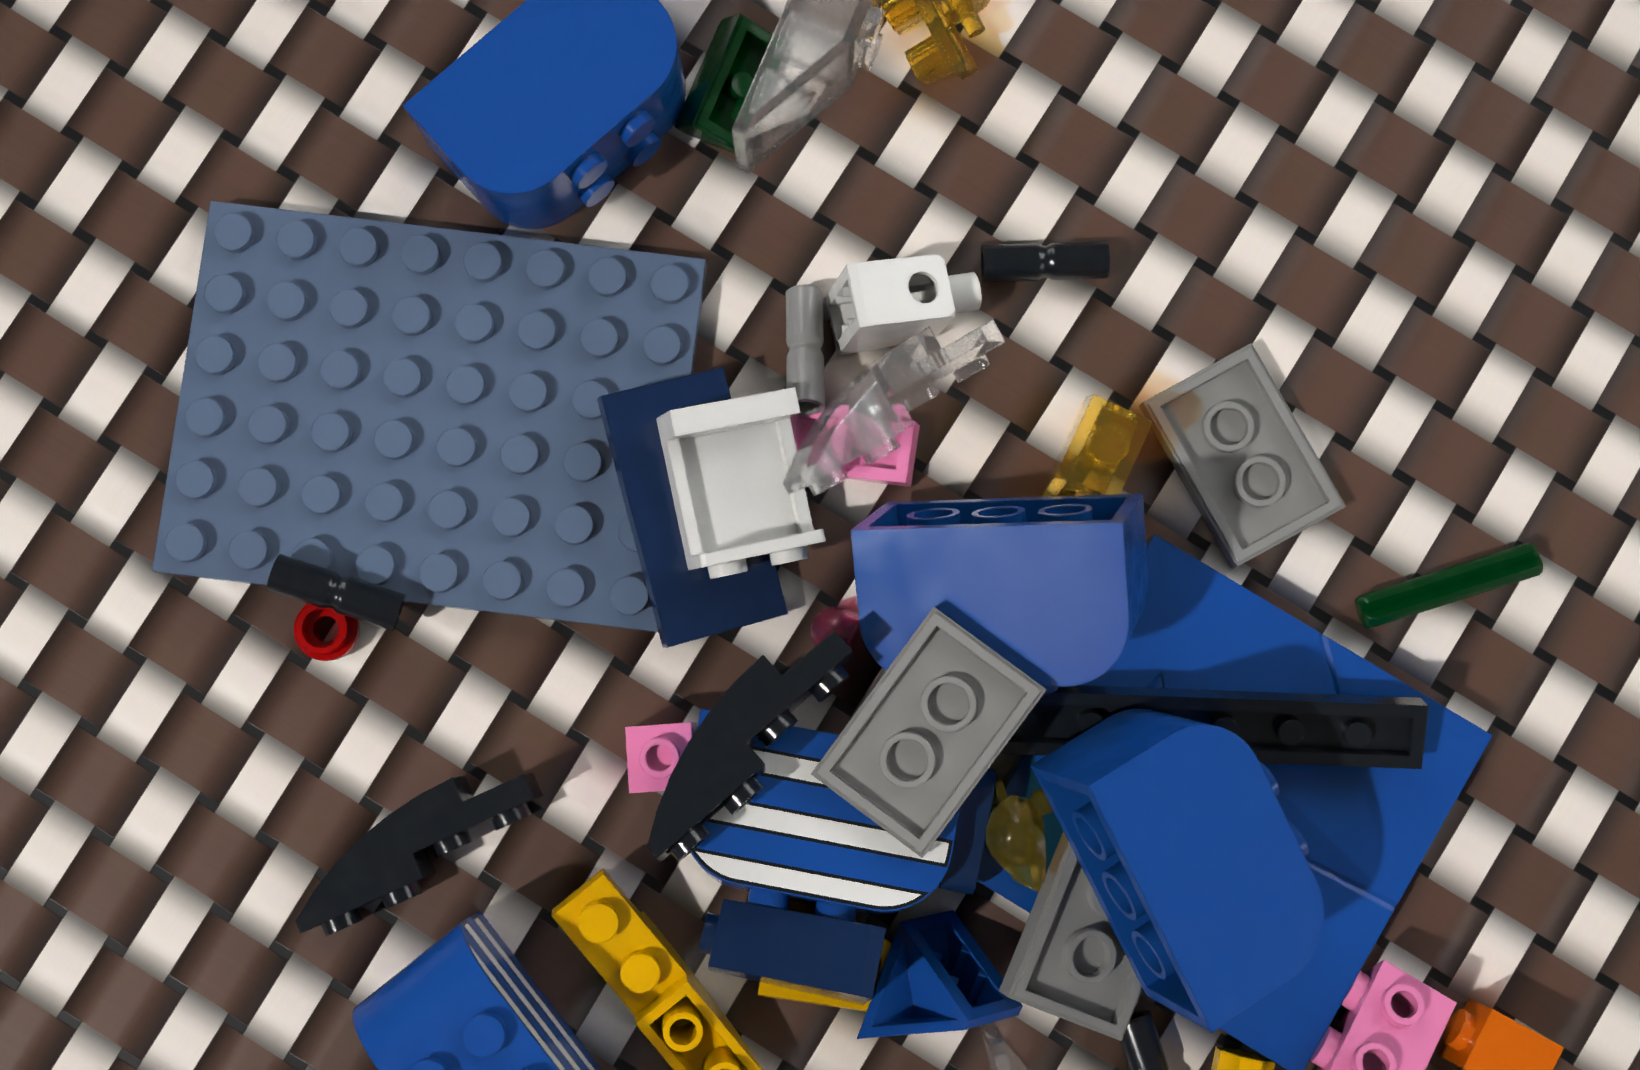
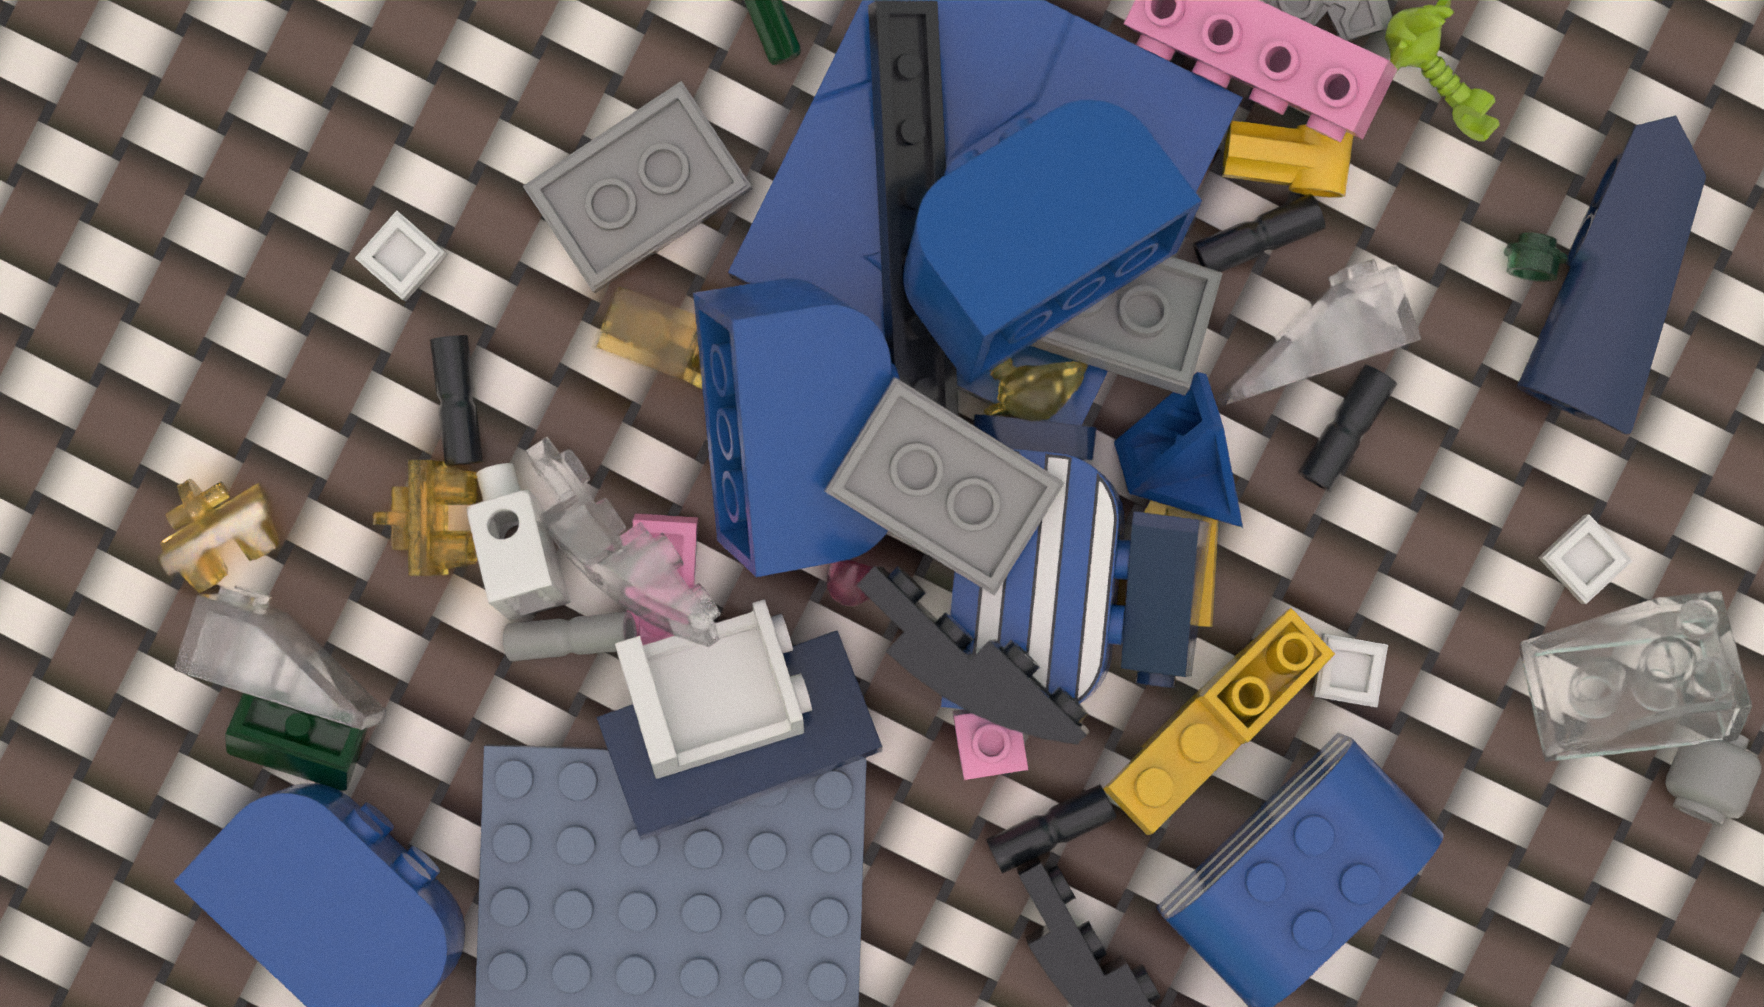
camera: 90 degrees left, 5 degrees up
(571, 818) = (1058, 825): none -> black piece
(934, 219) = (421, 518): none -> clear yellow hips
(1189, 221) = (401, 256): none -> white tile

